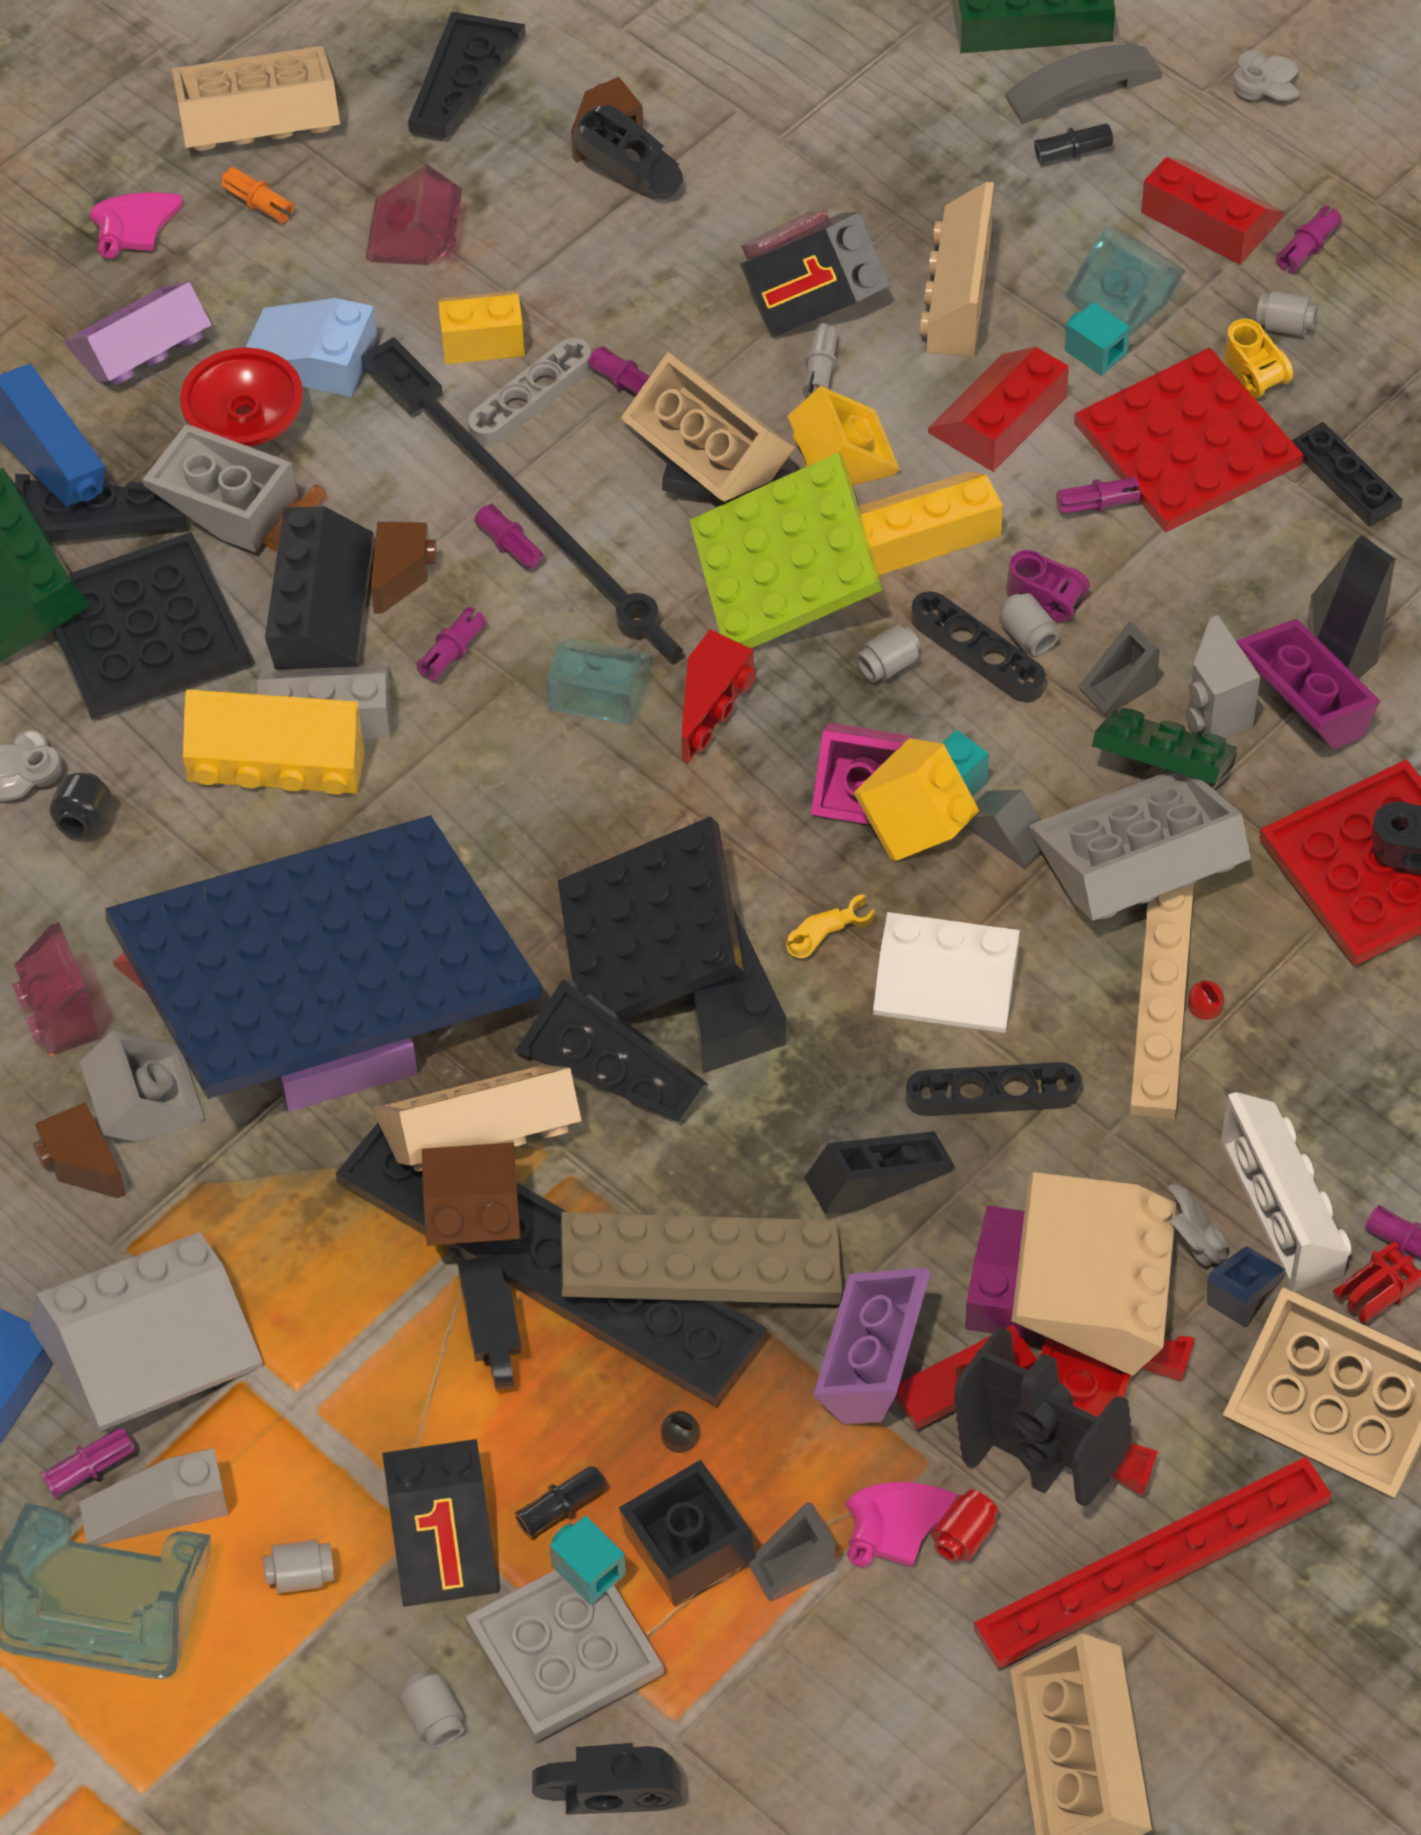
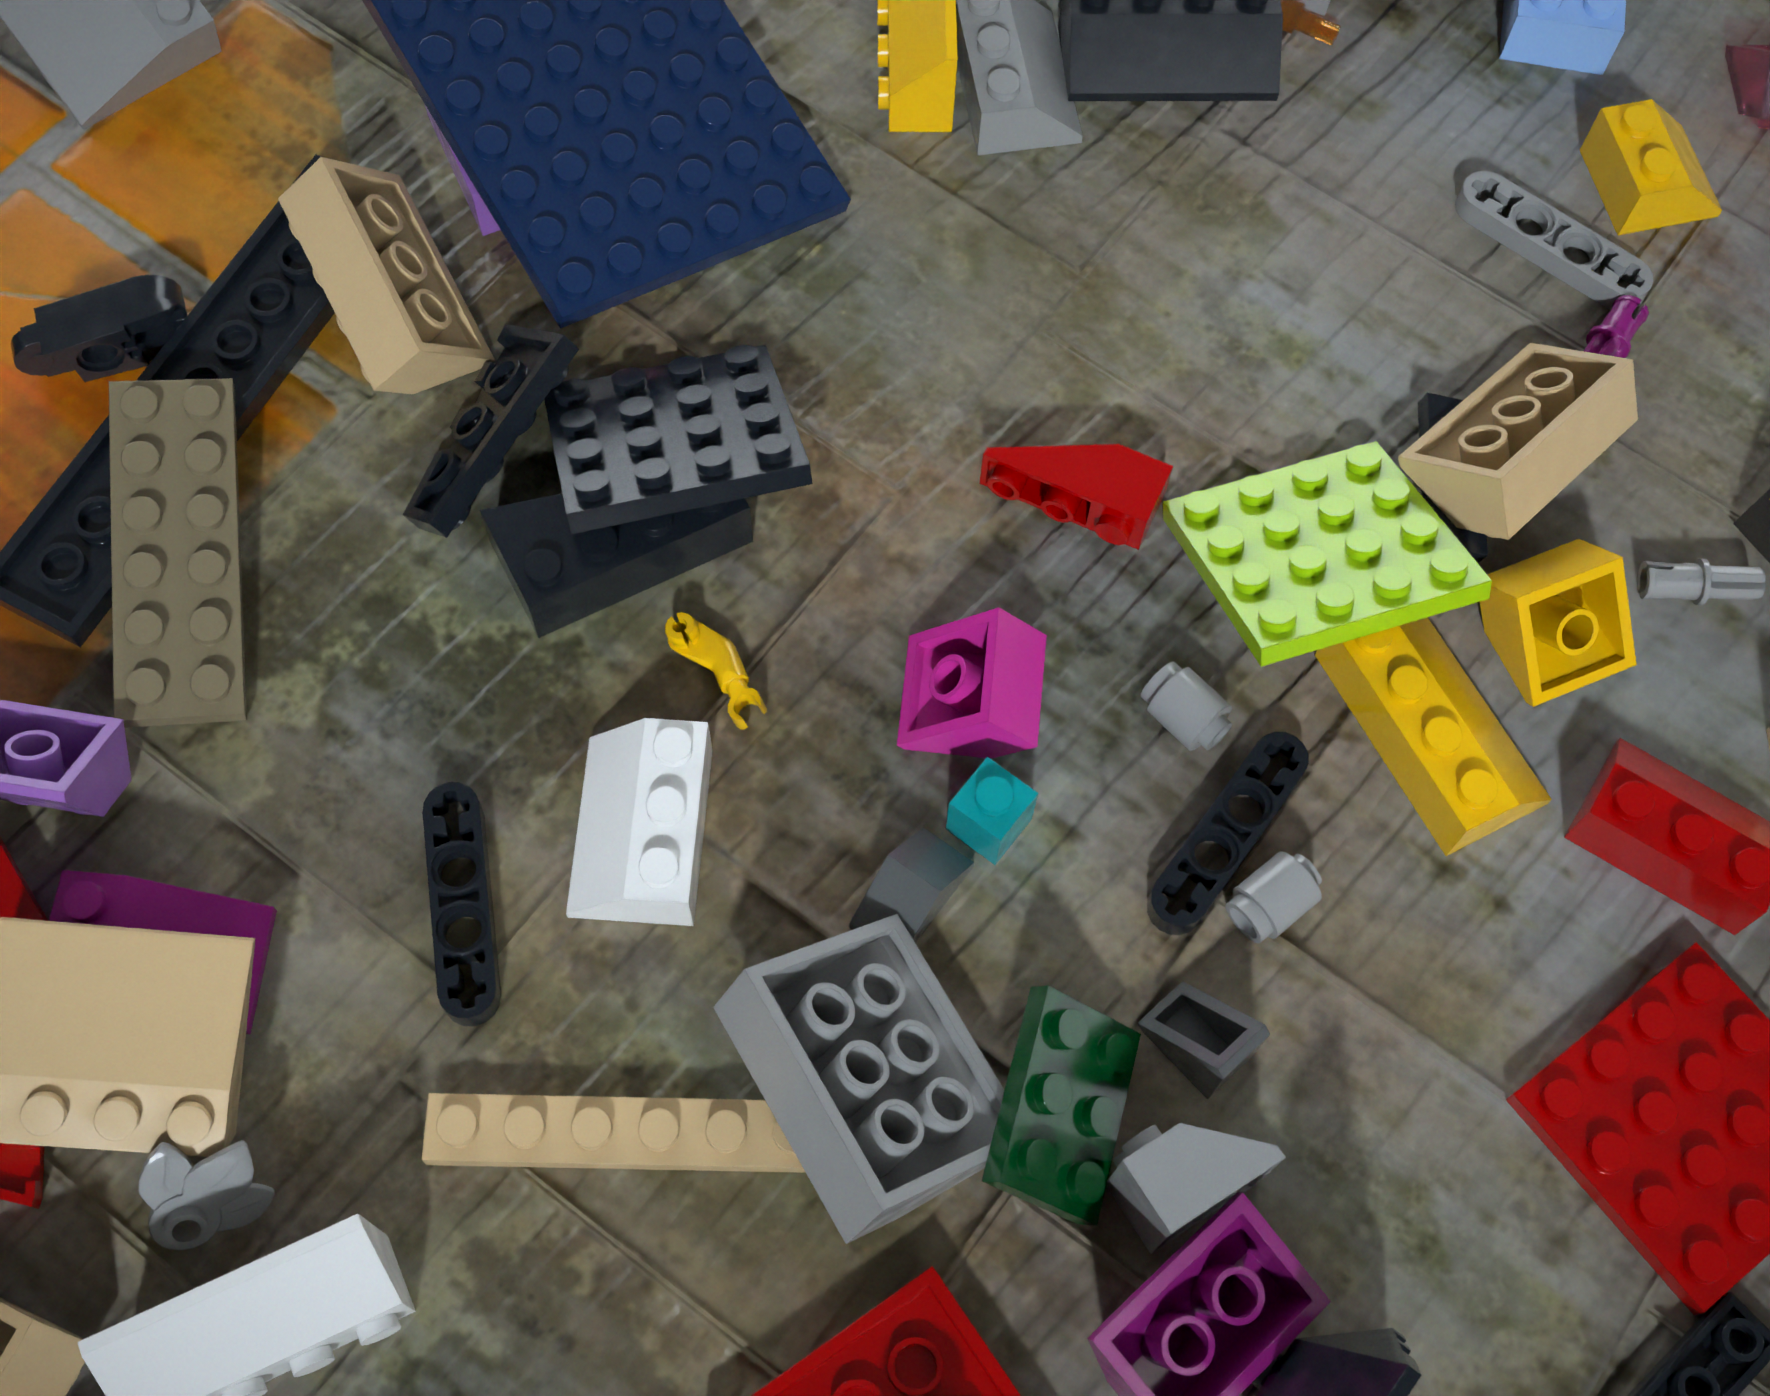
camera: 80 degrees right, 10 degrees up
(400, 561) = (1231, 120): reddish brown slope -> none
(417, 389) = (1515, 112): black bar -> none
(451, 644) = (1119, 193): magenta pin -> none
(470, 1193) = (231, 267): reddish brown slope -> none
(508, 536) = (1302, 238): magenta axle -> none
(597, 680) = (1094, 356): clear light blue slope -> none
(873, 1169) = (320, 762): black slope -> none
(916, 799) = (913, 748): yellow slope -> none
(1047, 583) = (1348, 927): magenta piece -> none
(1097, 495) = (1542, 985): magenta axle -> none
(1199, 1002) = (635, 1209): red hinge -> none
(1240, 1282) = (101, 1268): dark blue slope -> none

